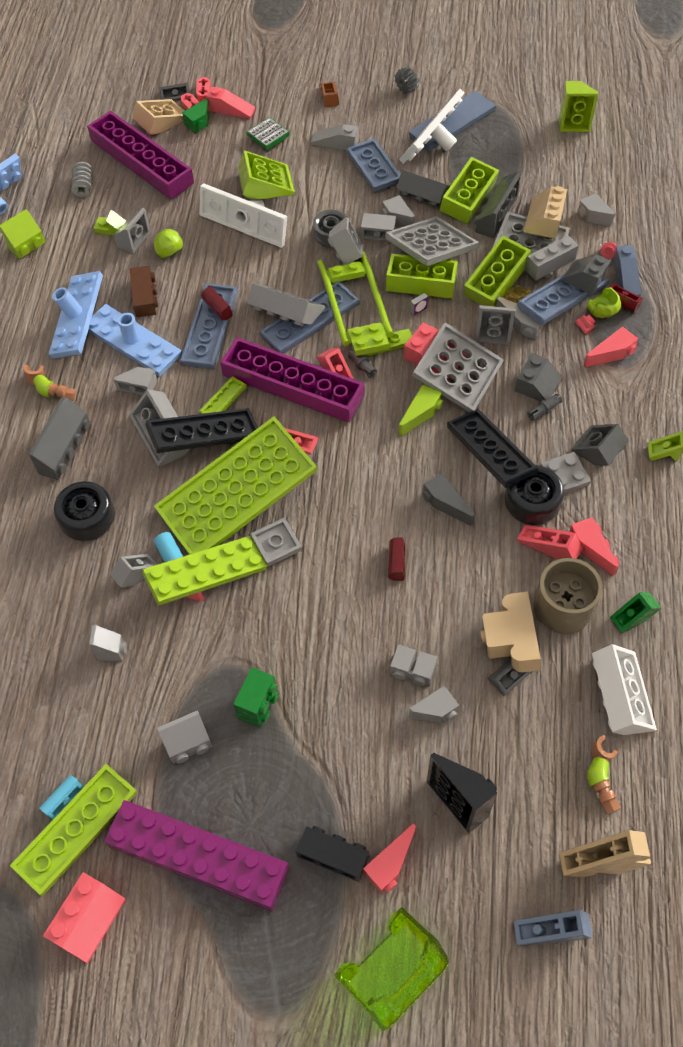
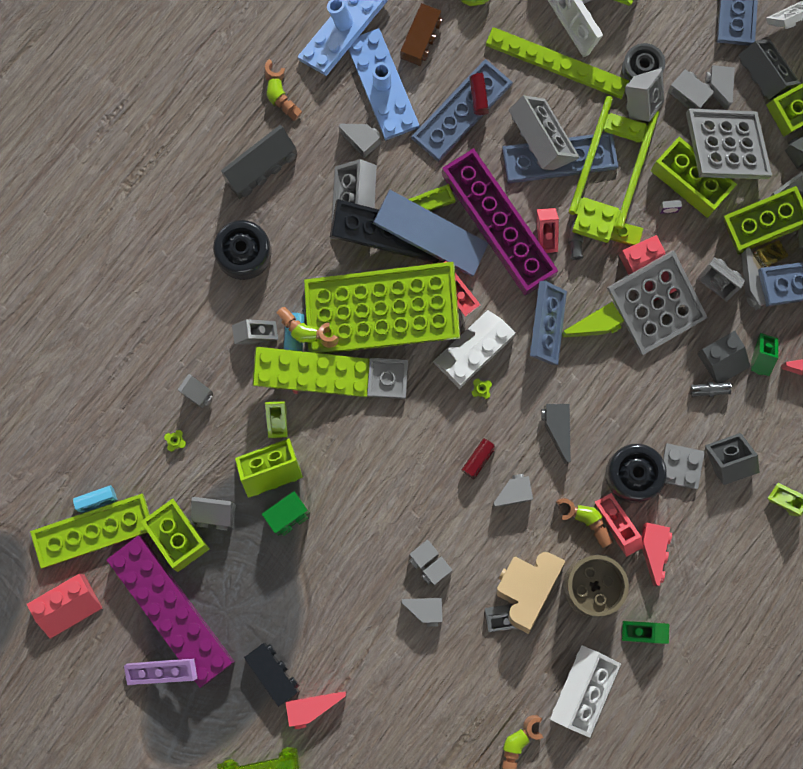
camera: 30 degrees right, 20 degrees up
(112, 706) = (175, 445): none -> lime plate
(161, 781) = (175, 535): none -> lime slope
(180, 541) = (305, 333): none -> nougat piece
(197, 626) = (276, 419): none -> lime slope
(215, 672) = (268, 468): none -> lime slope
(221, 916) = (160, 671): none -> lavender plate
(238, 412) = (430, 233): none -> sand blue tile
(263, 260) = (557, 63): none -> lime plate
(335, 480) = (474, 348): none -> white slope
(361, 511) = (481, 393): none -> lime plate
(382, 427) = (548, 323): none -> sand blue plate
(446, 567) = (515, 491): none -> light grey slope
(462, 791) = (395, 704): black slope -> none
(492, 448) = (629, 405): black tile -> none
(519, 550) = (590, 517): none -> piece
(567, 361) = (765, 355): none -> green slope

